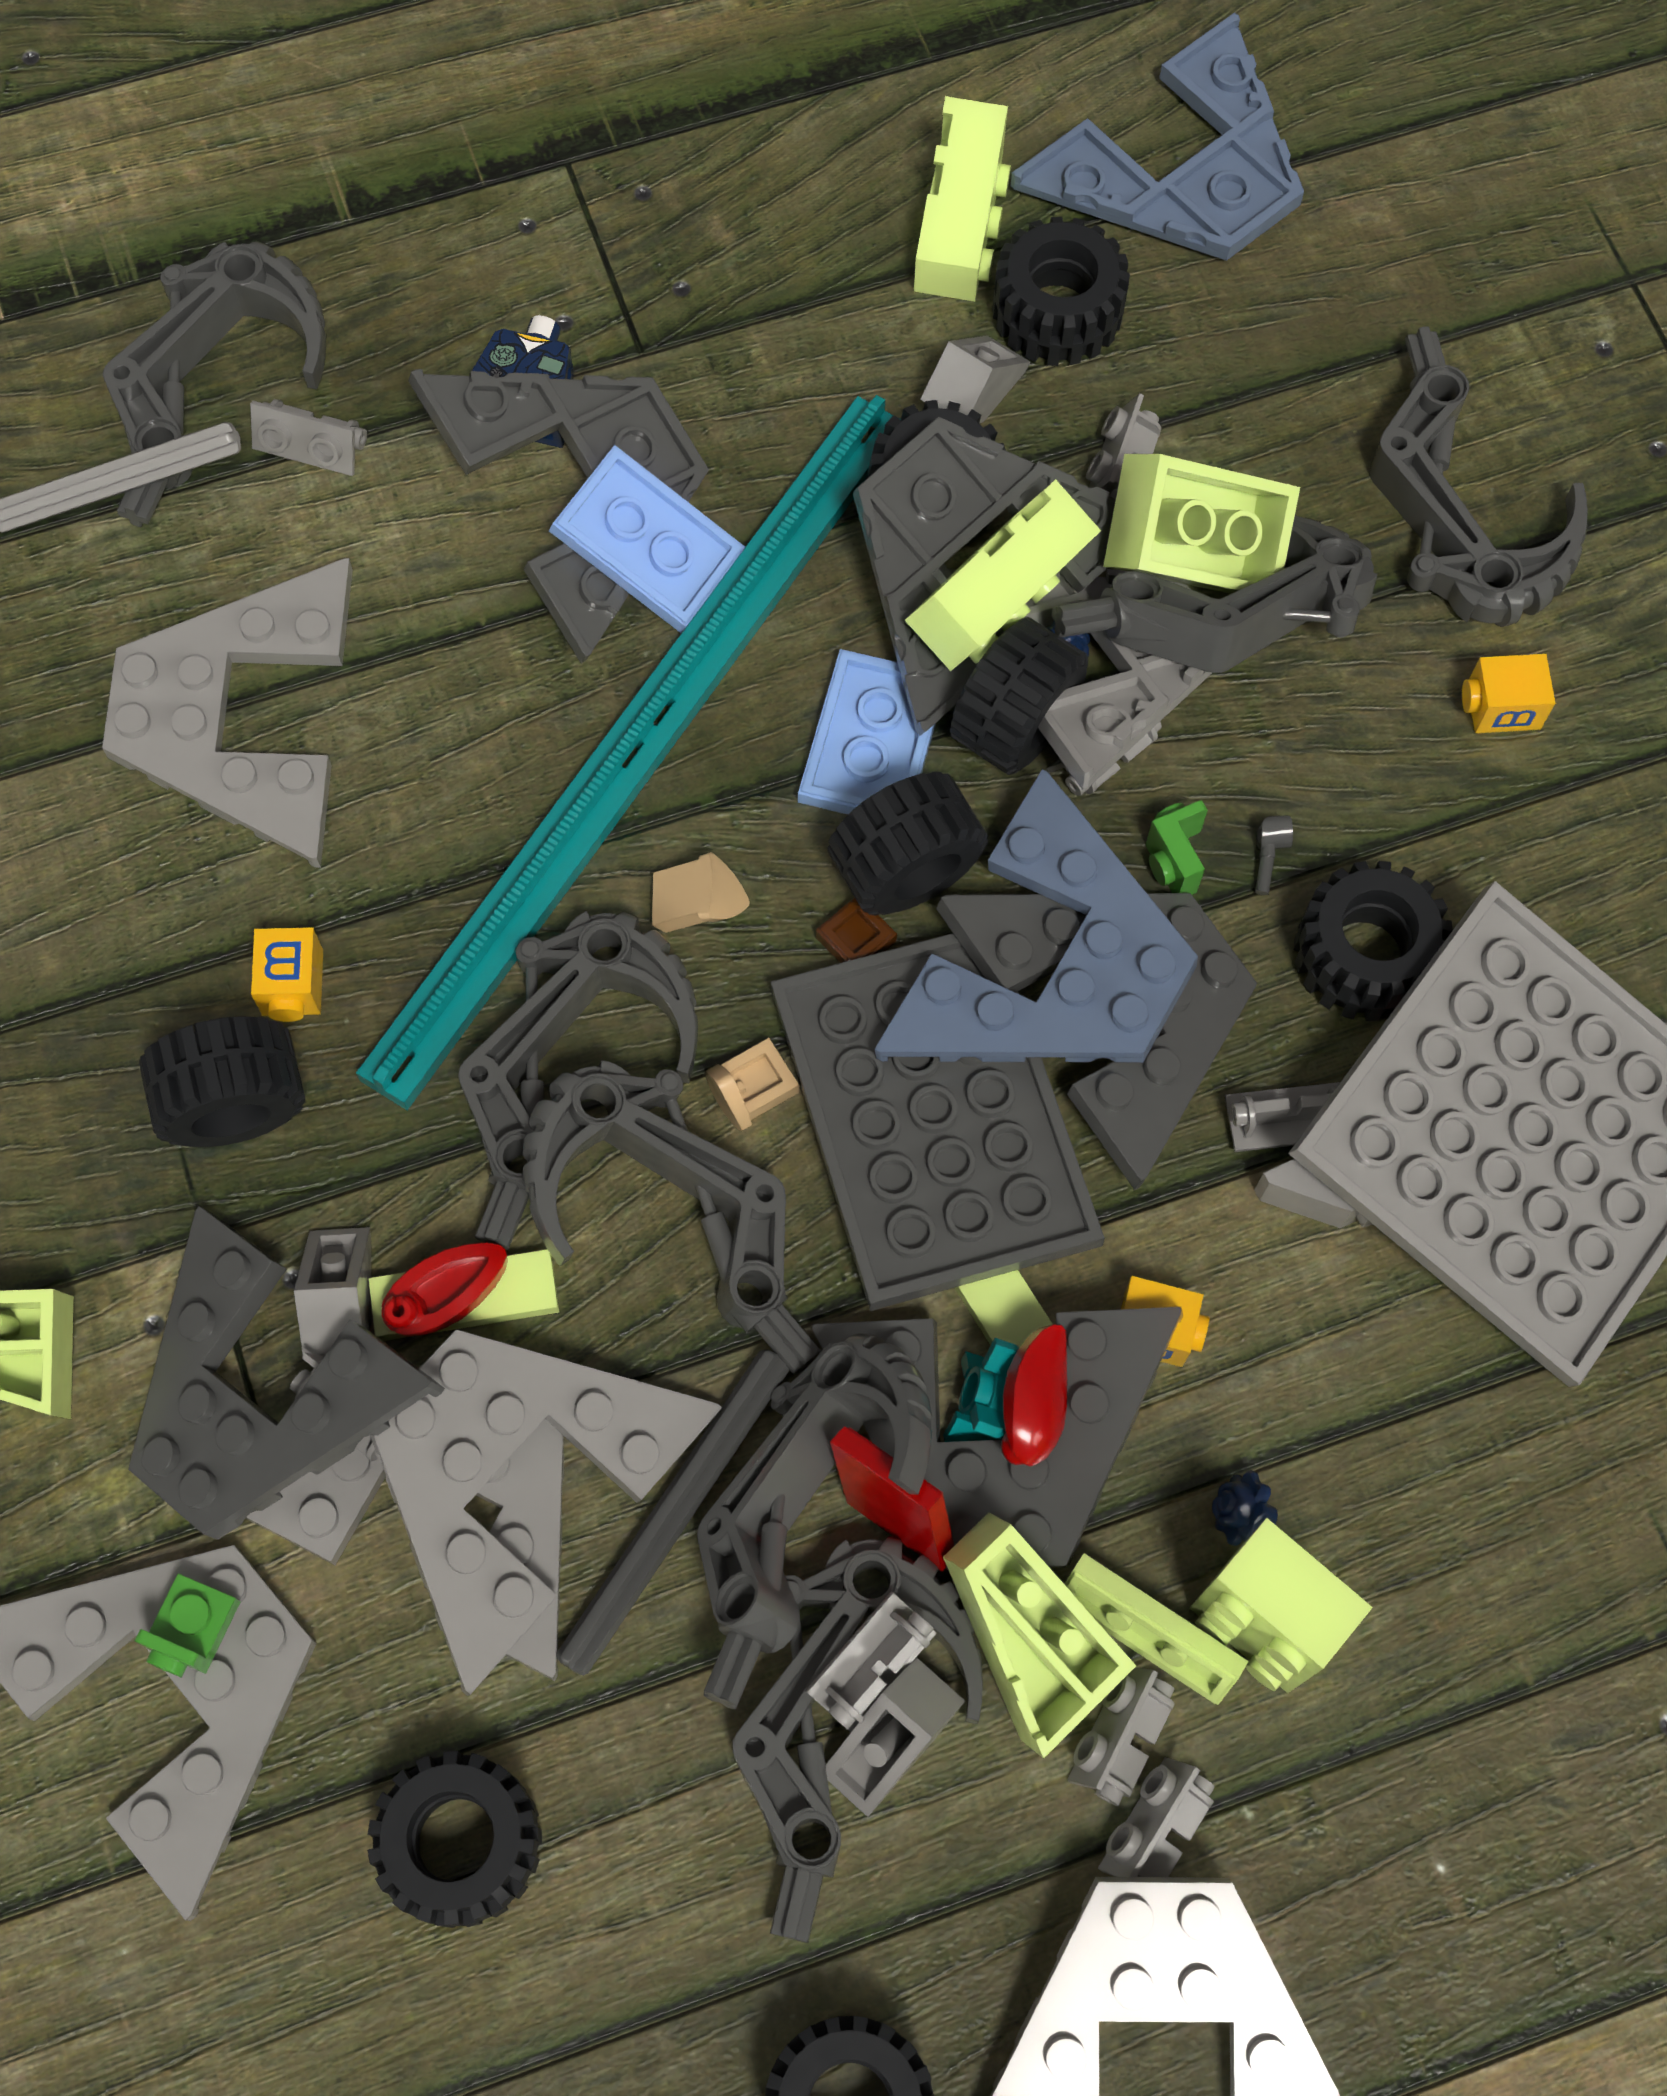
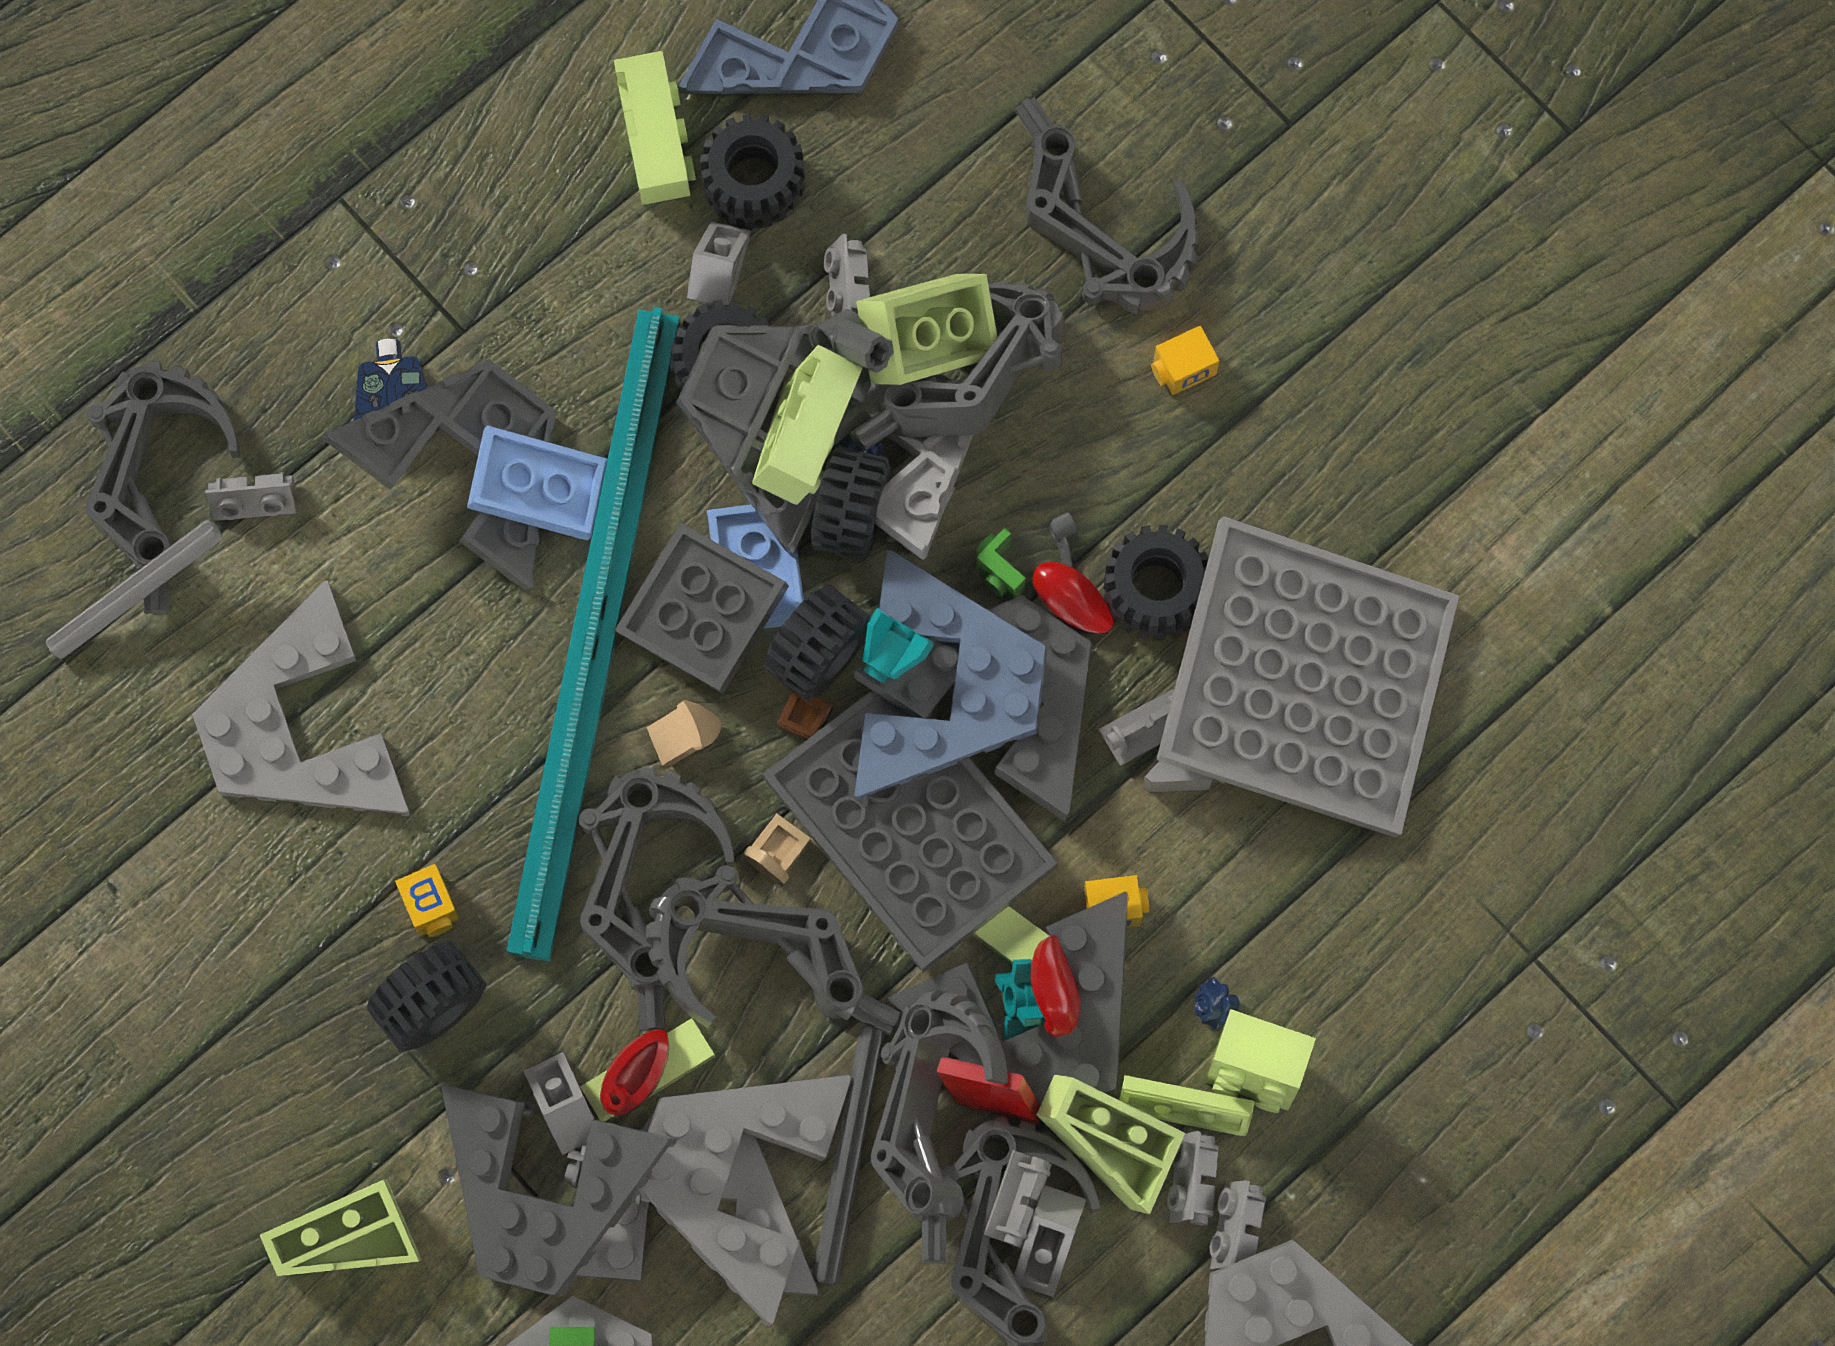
camera: 20 degrees left, 5 degrees up
(783, 755) = (702, 608): none -> dark grey plate
(999, 880) = (892, 647): none -> teal brick
(1103, 495) = (850, 339): none -> dark grey piece
(1254, 921) = (1072, 597): none -> red arm

